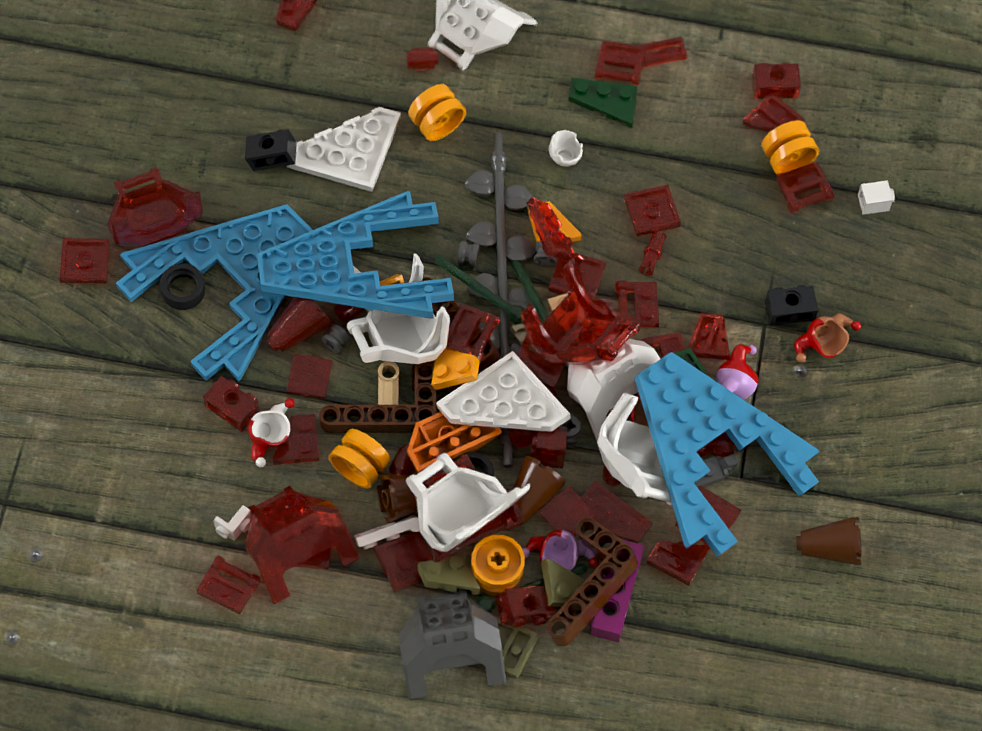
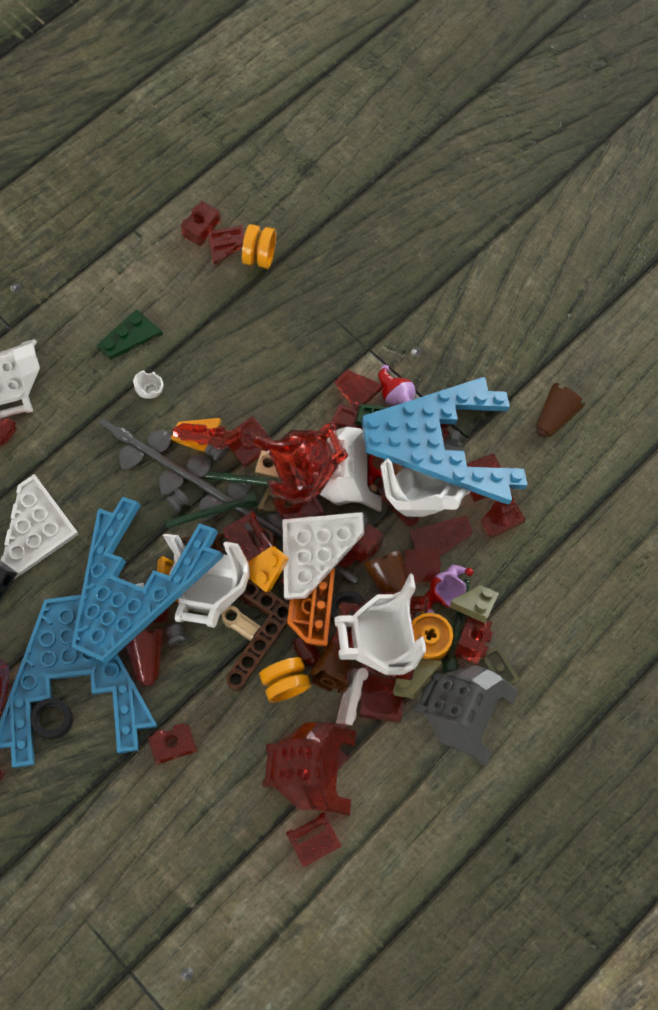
camera: 50 degrees left, 5 degrees up
(237, 524) = (272, 799): white bracket -> none
(269, 430) = (215, 730): white piece -> none
(301, 443) = (235, 714): clear red wing -> none
(309, 376) = (189, 673): clear red piece -> none
(437, 112) = (55, 448): light orange wheel -> none
(595, 582) = (493, 579): reddish brown beam -> none
(611, 626) = (483, 545): magenta brick -> none
(622, 56) = (107, 302): clear red plate -> none
(644, 302) = (298, 412): clear red plate -> none
(652, 210) = (235, 361): clear red plate -> none
(652, 253) = (267, 382): clear red pin -> none
(664, 55) = (110, 287): clear red tile -> none
(781, 313) = (369, 332): black brick -> none
(802, 180) = (284, 256): clear red plate -> none
(825, 336) = (407, 317): nougat piece -> none
(875, 197) = (330, 222): white brick -> none

